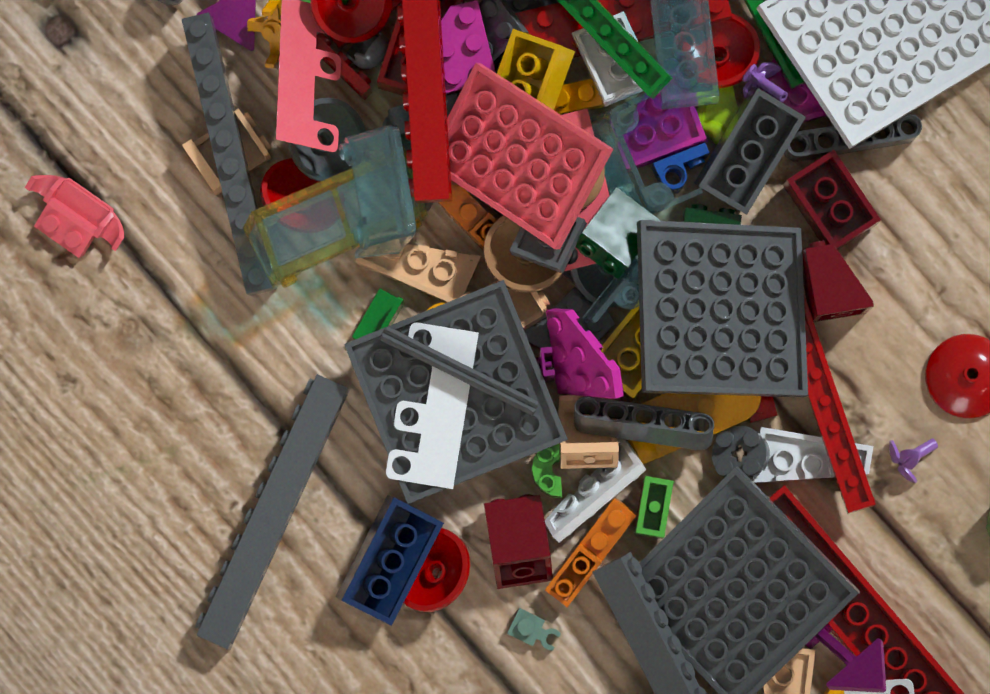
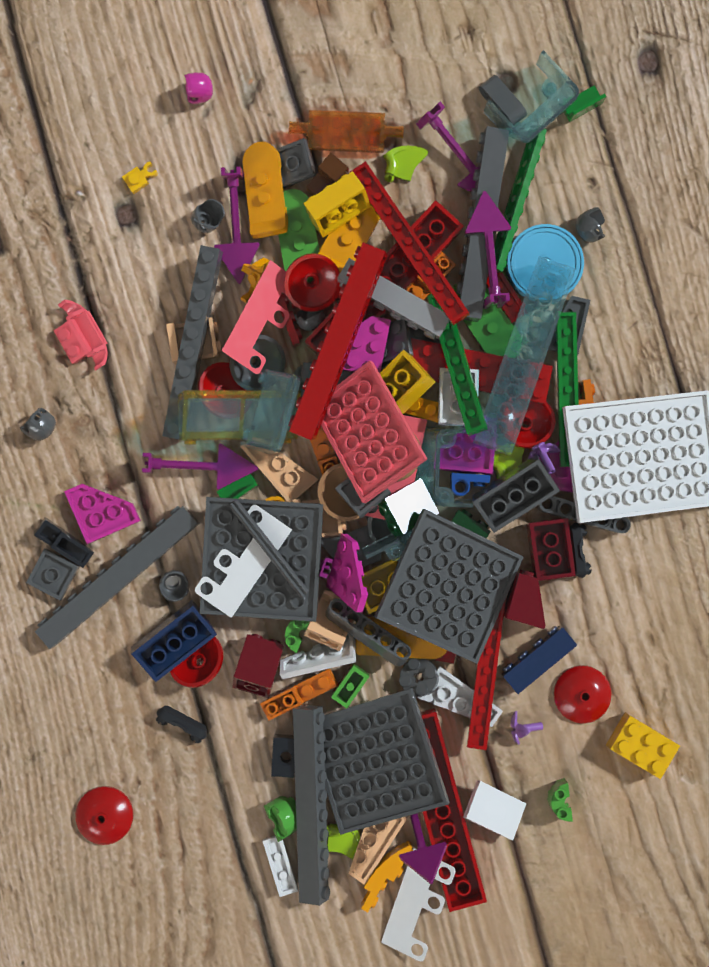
camera: 20 degrees right, 5 degrees up
(74, 363) = (40, 427): none -> dark grey helmet
(178, 500) = (63, 542): none -> black slope
(184, 550) = (52, 574): none -> dark grey plate
(209, 437) = (100, 512): none -> dark pink plate
(353, 292) = (229, 466): none -> magenta piece
(354, 486) = (174, 585): none -> dark grey hair
(475, 665) = (194, 728): none -> black piece
(529, 628) = (240, 721): sand green plate -> none
(610, 662) = (282, 767): none -> black brick
(857, 166) = (577, 533): none -> black piece
(887, 355) = (538, 659): none -> dark blue brick
(926, 581) = (494, 810): none -> white tile

